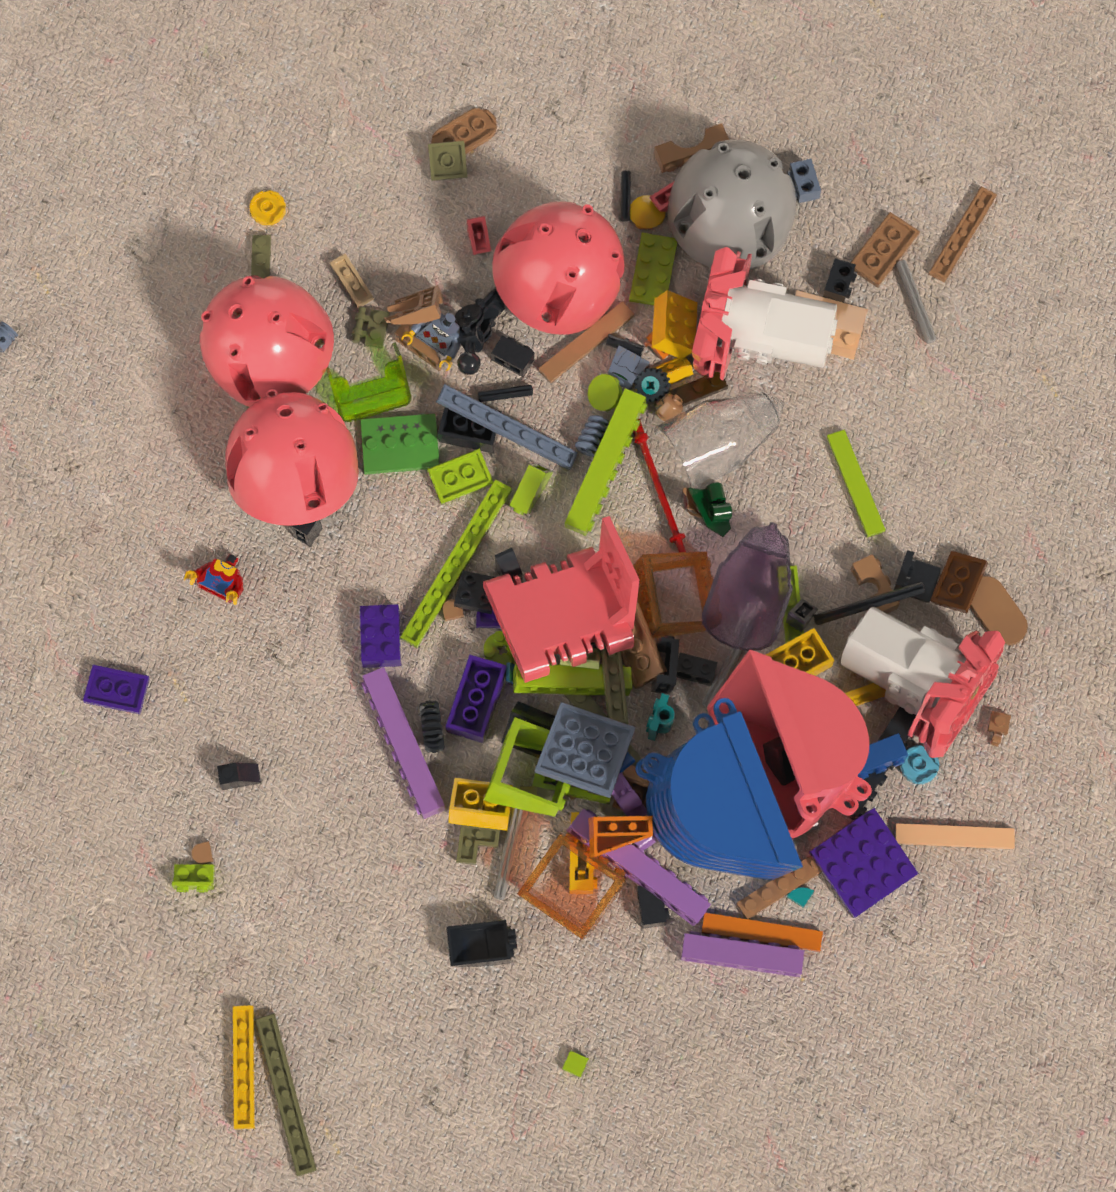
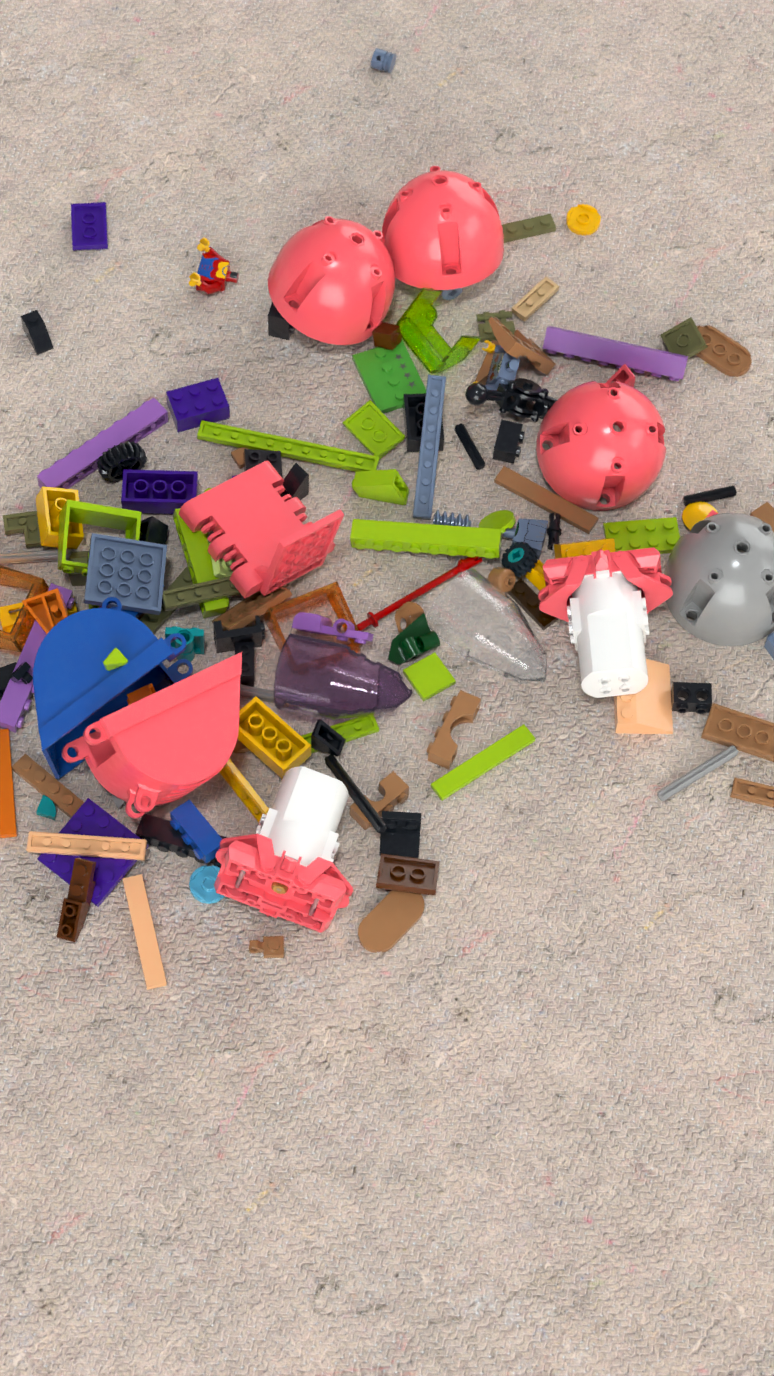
camera: 70 degrees right, 10 degrees down
(359, 429) = (387, 336): none -> reddish brown brick
(442, 226) = (615, 352): none -> medium lavender brick
(662, 880) = (22, 674): none -> black tile
(677, 590) = (322, 625): none -> medium lavender plate
(736, 768) = (115, 660): none -> lime slope
(751, 505) = (429, 676): none -> lime tile
(834, 513) = (463, 710): none -> medium nougat arch
(861, 865) = (86, 845): none -> light nougat tile
(914, 888) = (78, 901): none -> reddish brown slope

